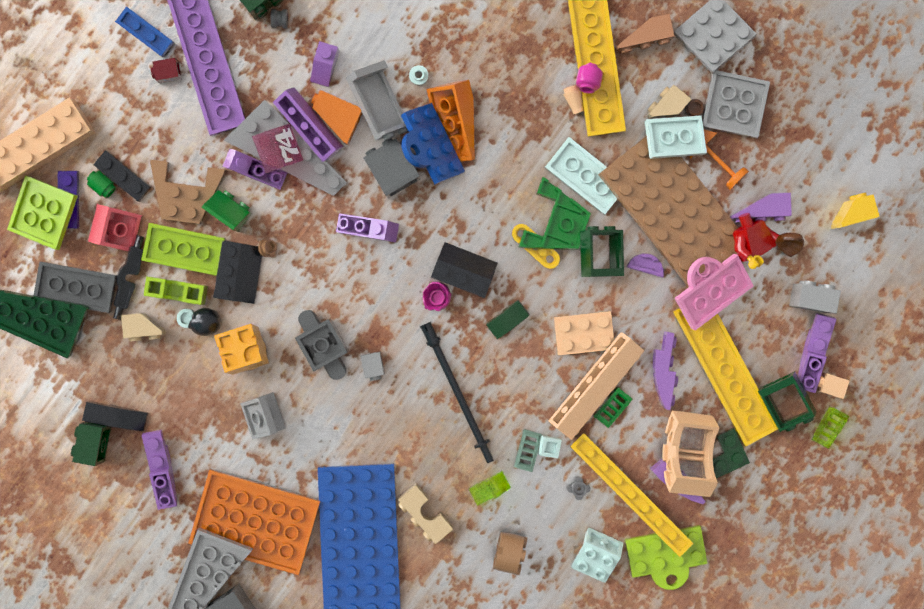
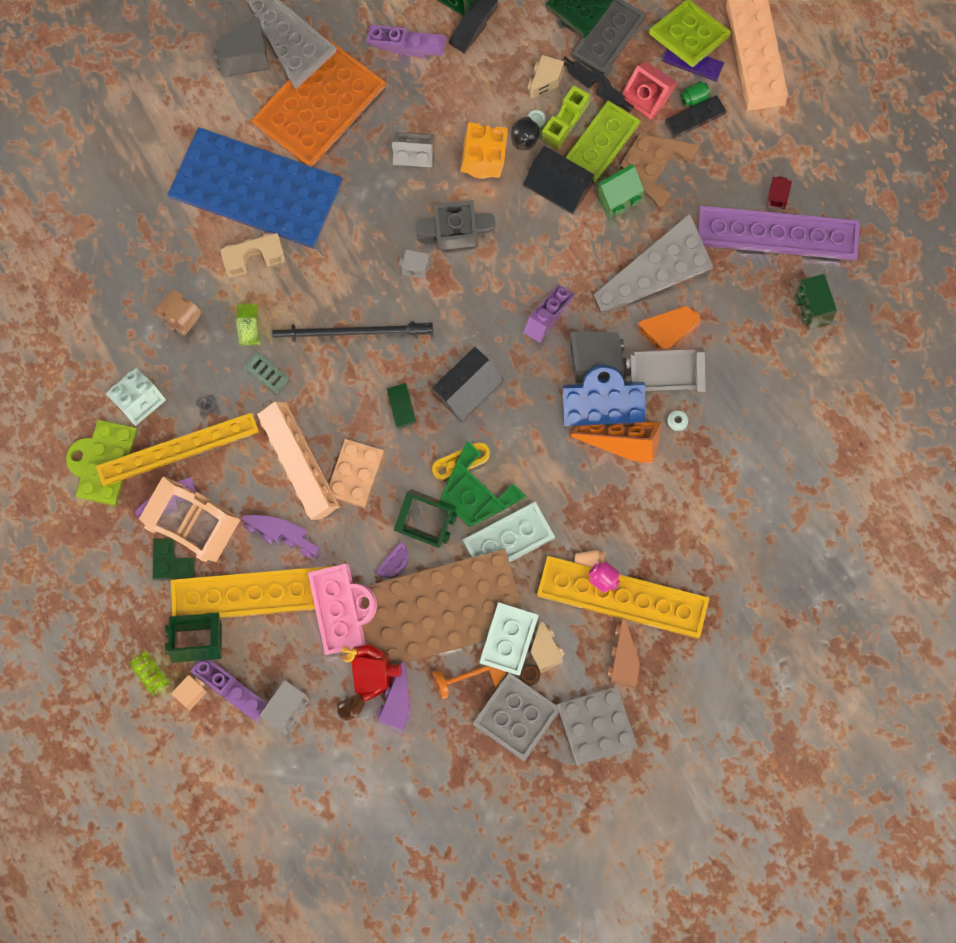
camera: 115 degrees right, 15 degrees down
(144, 32) = (824, 188): blue plate -> none
(253, 169) = (651, 231): medium lavender slope -> none
(267, 247) = (570, 215): medium nougat plate -> none
(277, 148) = (659, 255): clear pink slope -> none
(279, 18) = (787, 313): dark grey wheel -> none
(308, 124) = (672, 295): medium lavender brick -> none
(324, 64) = (726, 337): medium lavender slope -> none
(436, 296) = (453, 347): dark pink hair -> none
(549, 446) = (260, 394): light aqua plate -> none
(627, 398) = (277, 484): green slope -> none
(856, 210) = (352, 788): yellow slope -> none

